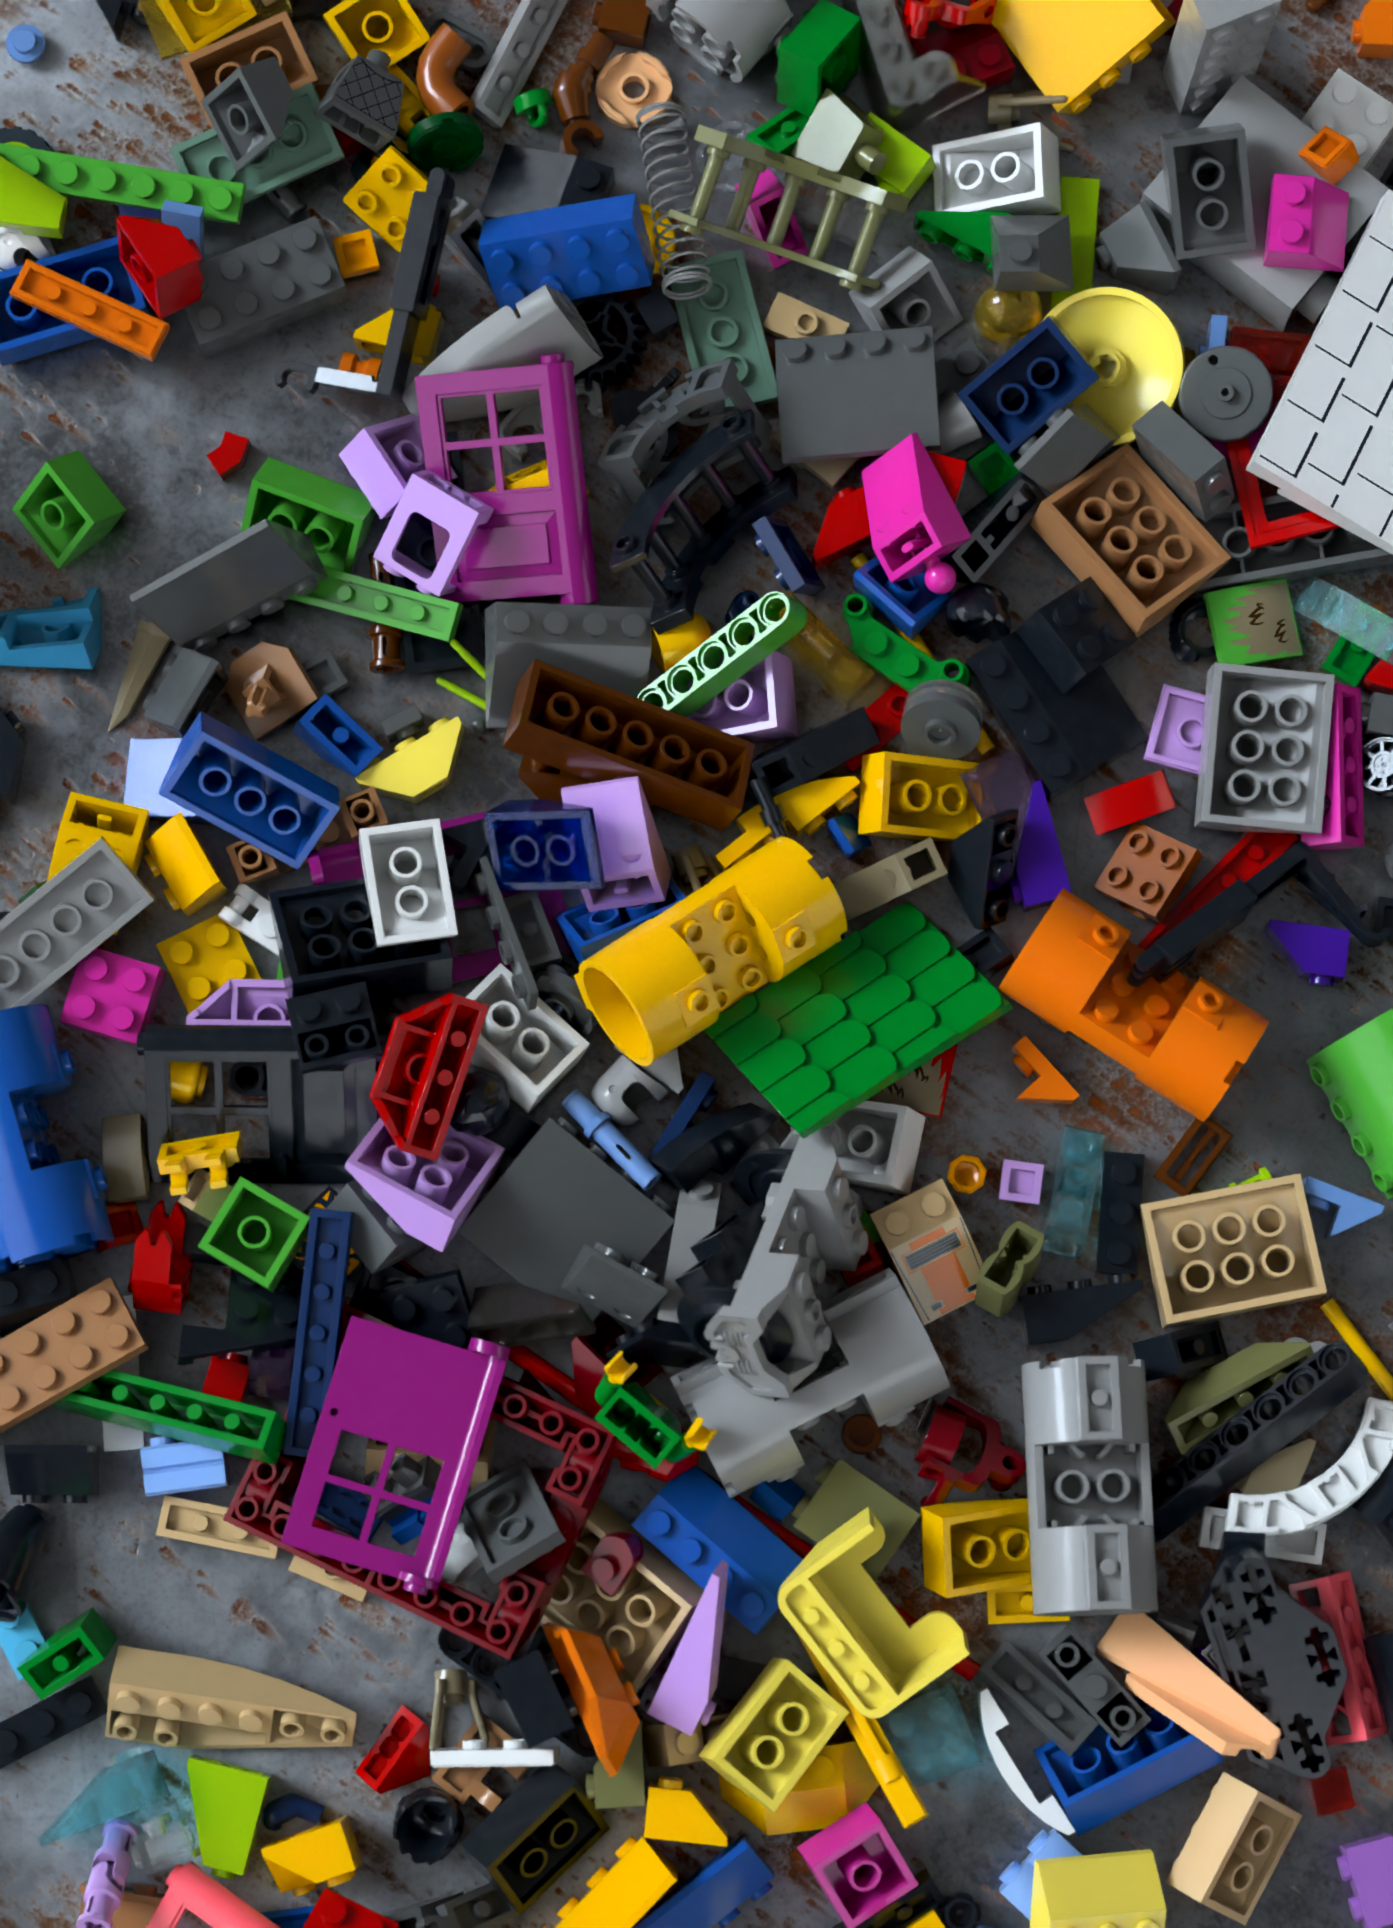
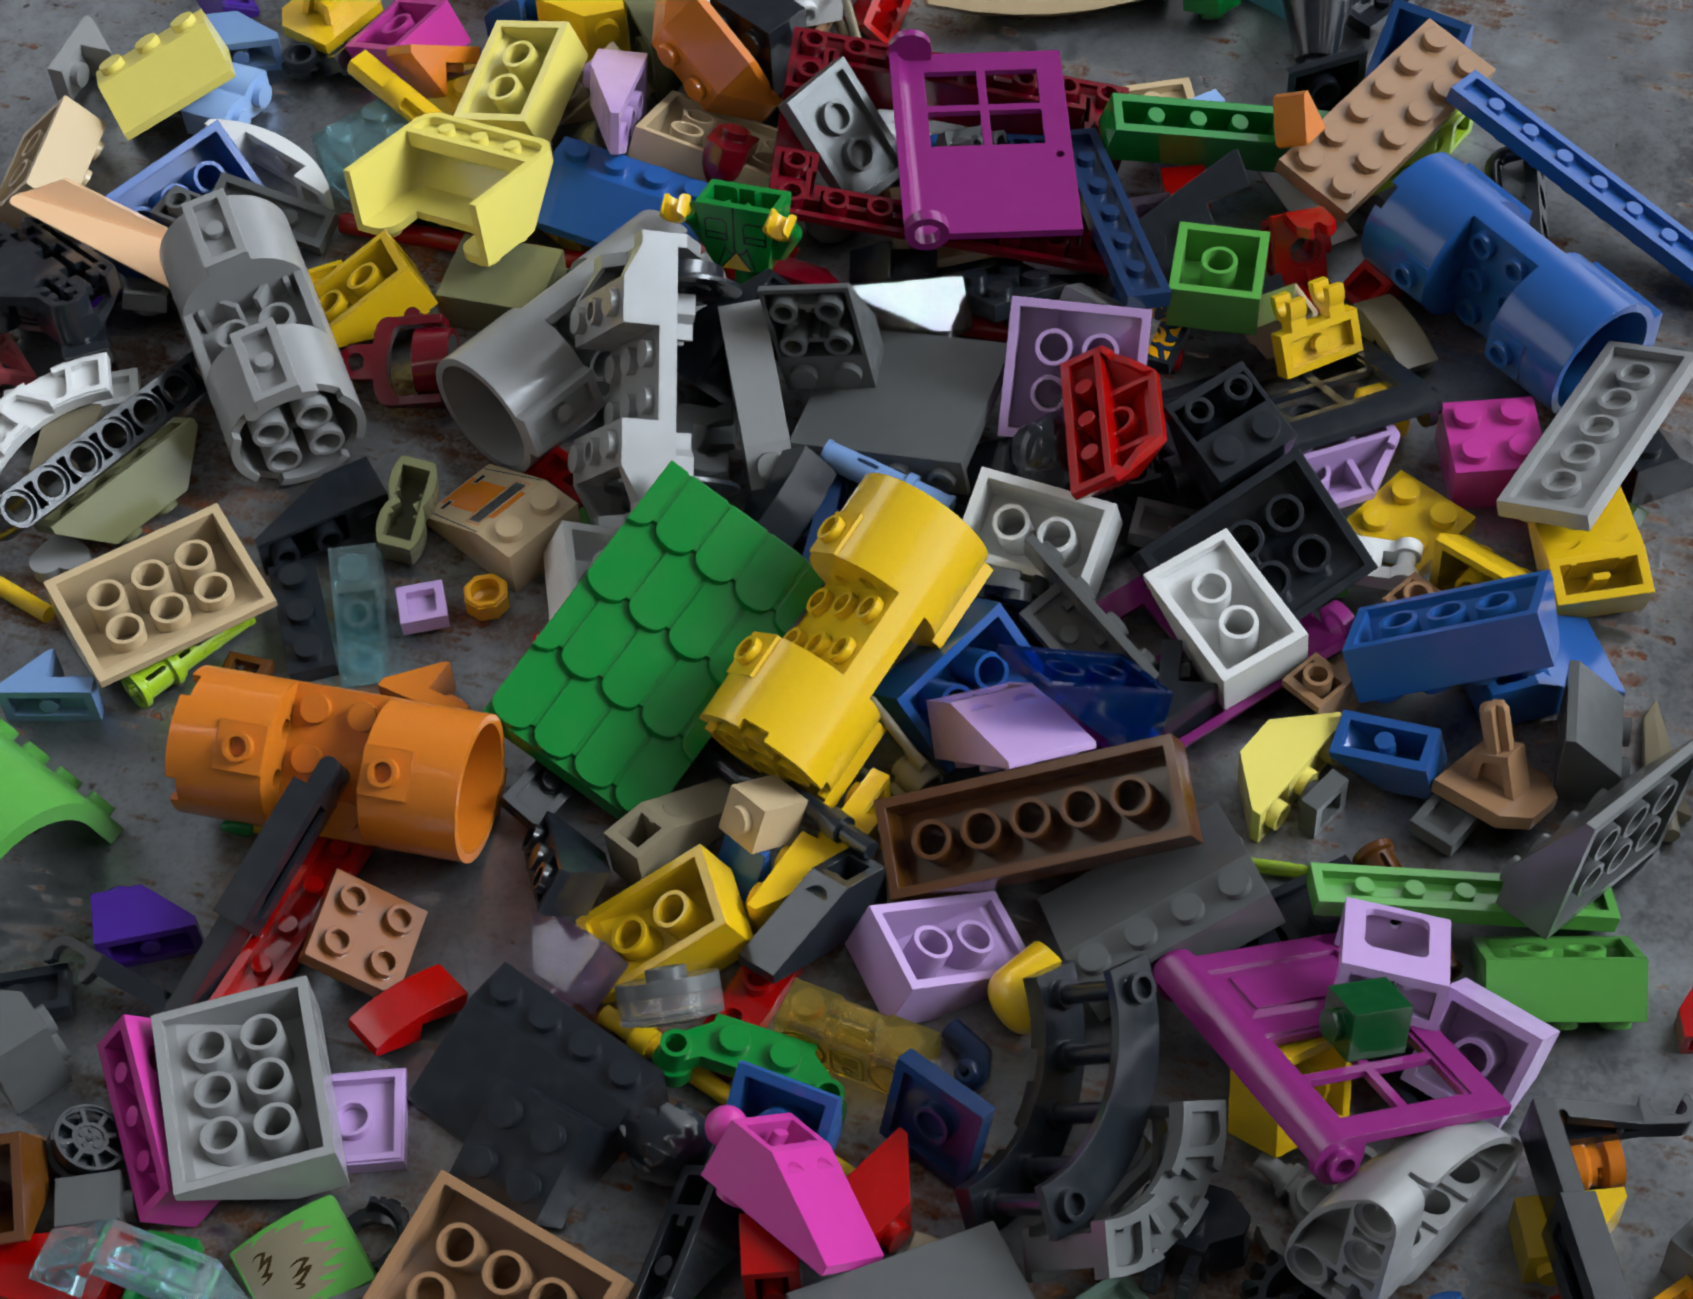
camera: 160 degrees right, 30 degrees down
(113, 1370) = (1295, 119): none -> orange slope
(481, 471) = (1366, 1019): none -> dark green brick
(724, 1250) = (716, 381): black slope -> none
(738, 655) = (966, 960): bright green beam -> none
(829, 843) = (763, 814): none -> tan brick
(842, 1808) = (428, 65): none -> orange slope
(1039, 863) = (498, 905): dark purple slope -> none
(1181, 1351) = (202, 488): black slope -> none

